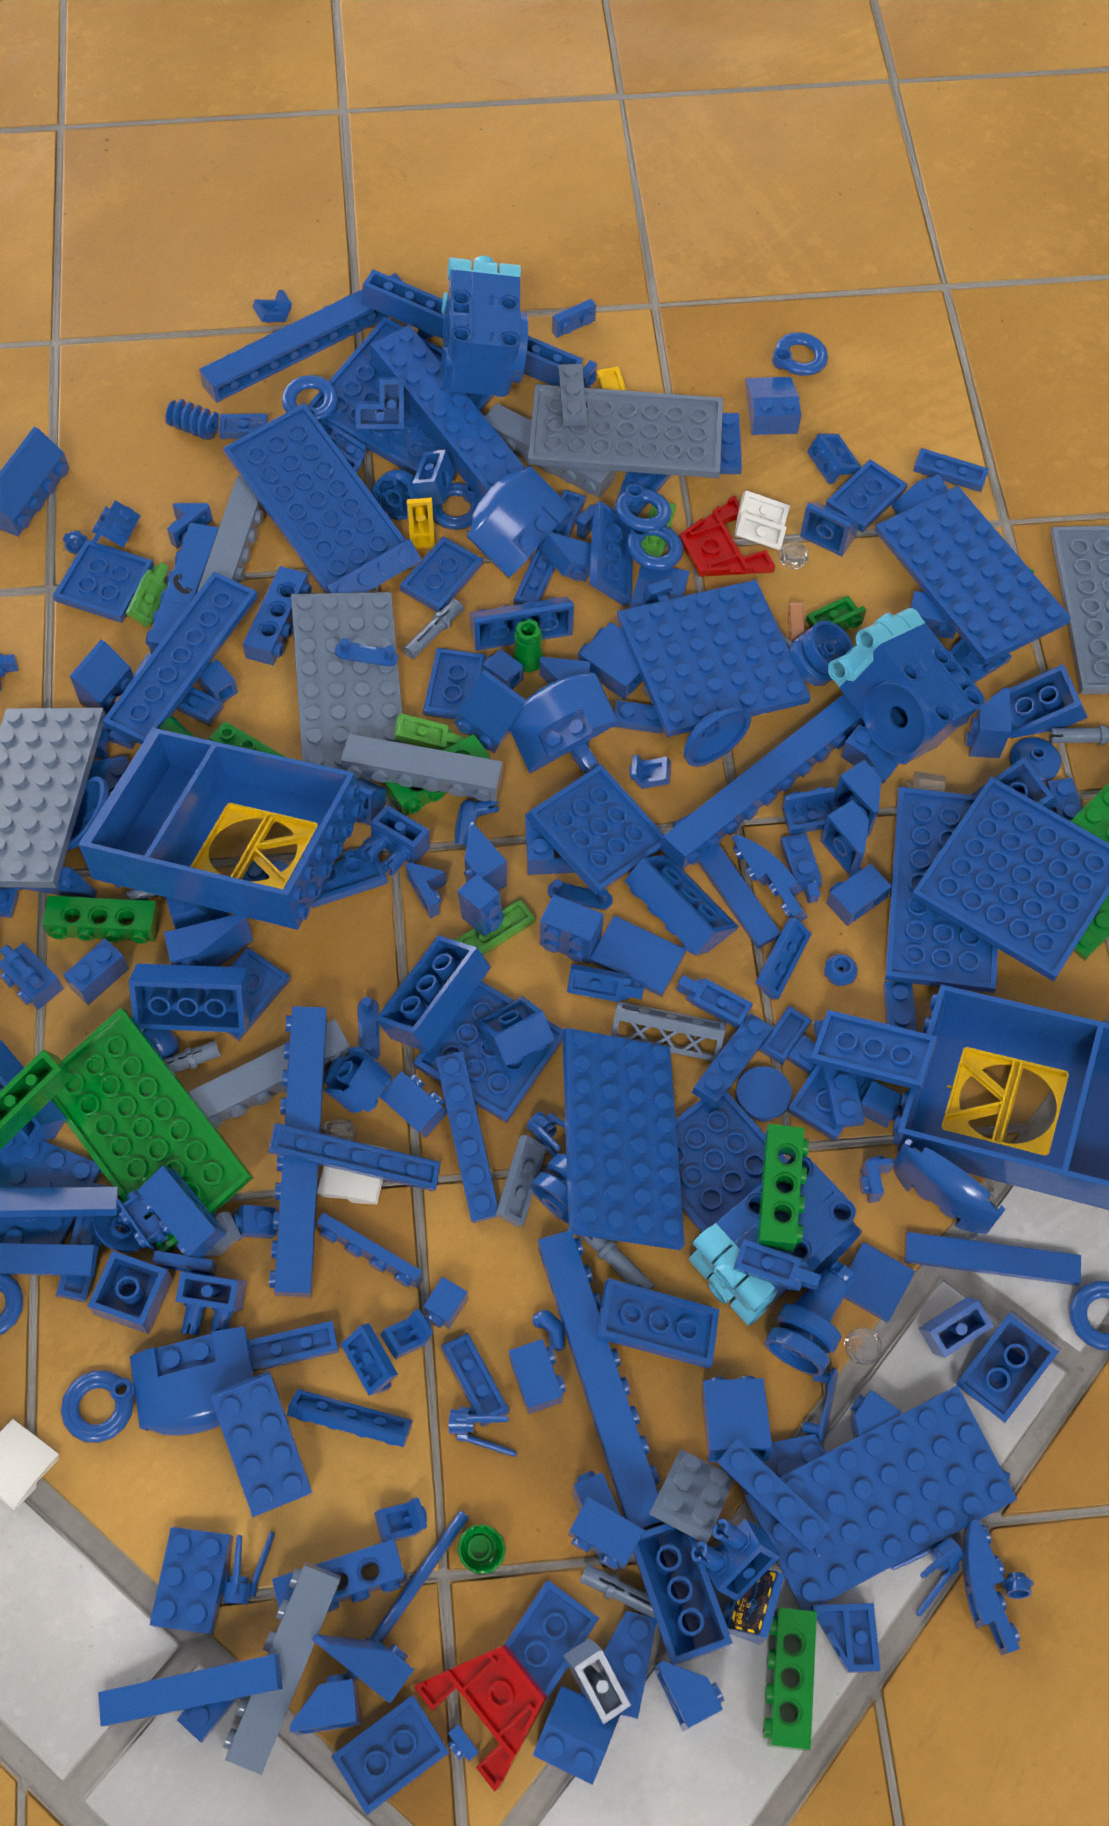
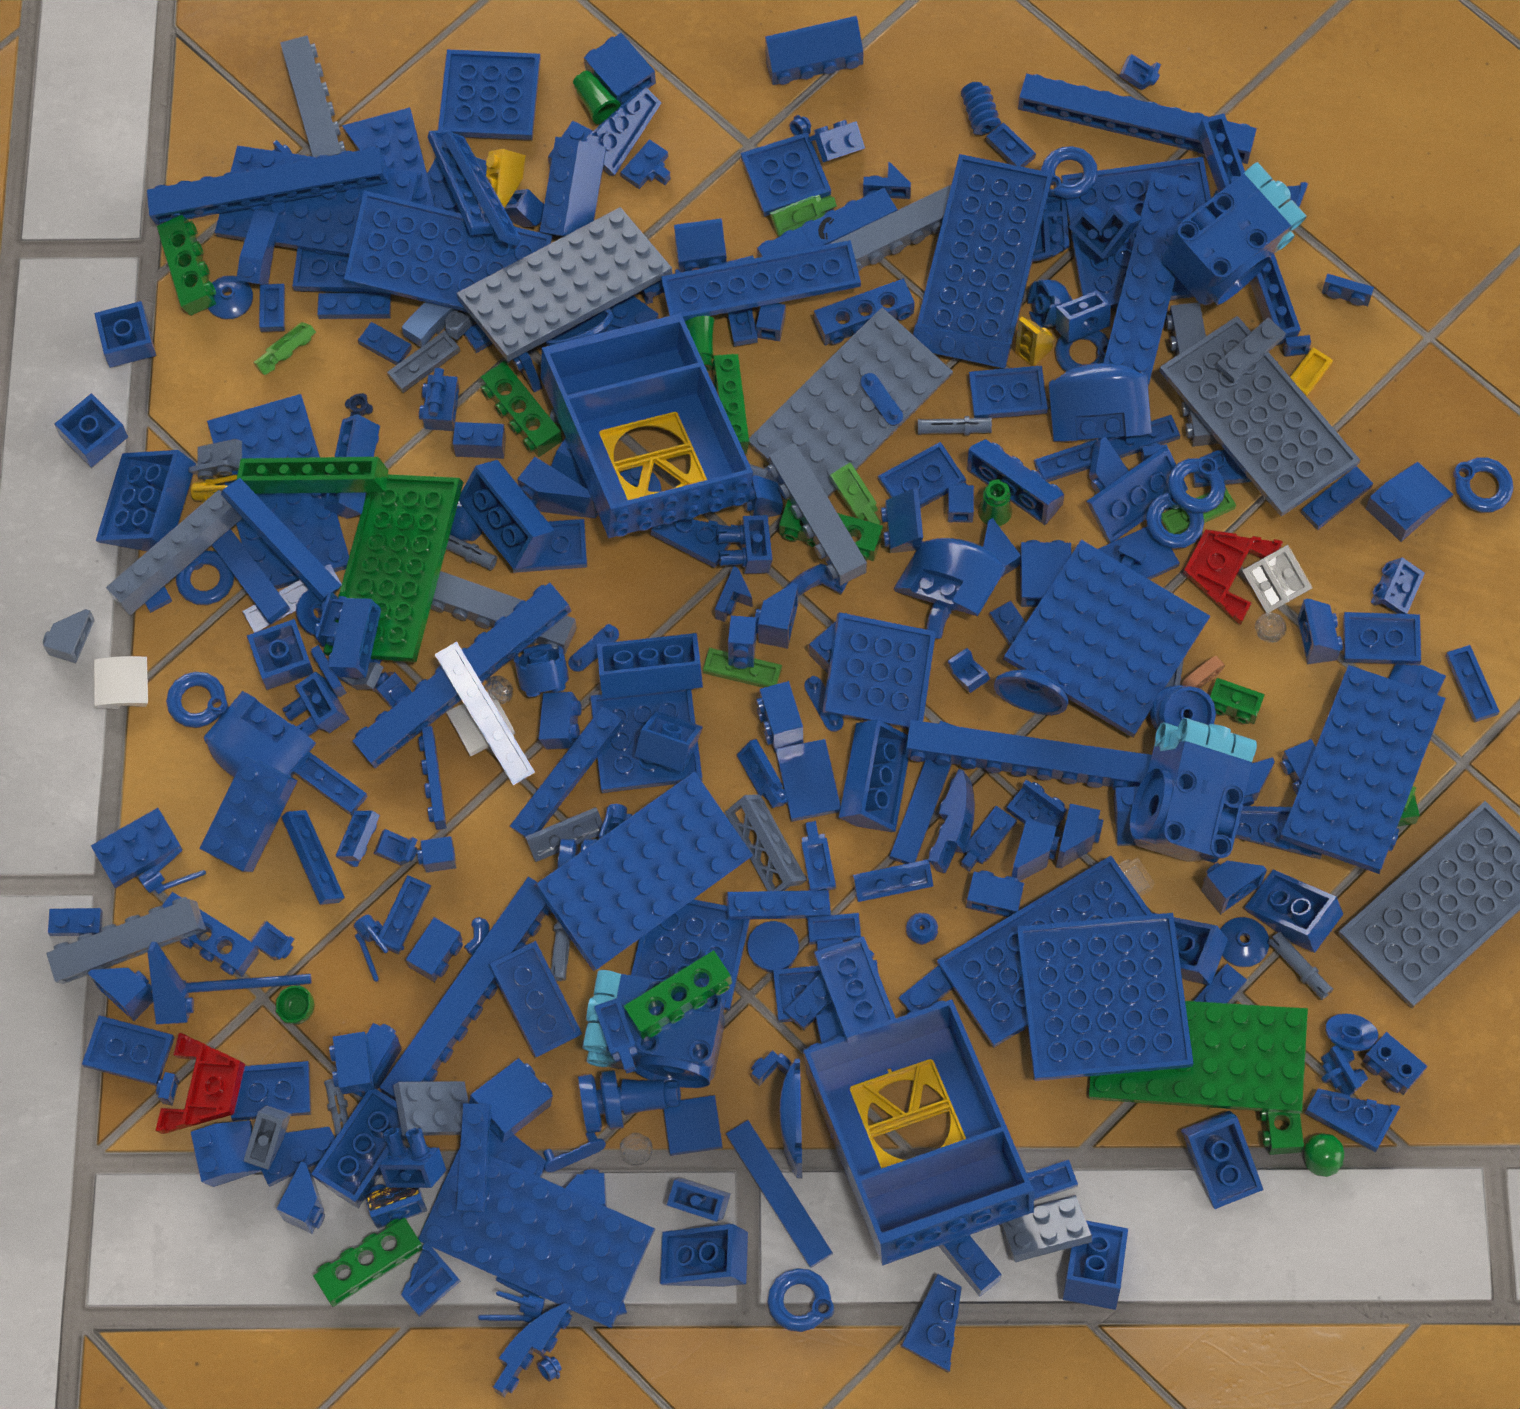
camera: 55 degrees right, 5 degrees up
(190, 1690) = (69, 899): blue tile -> none

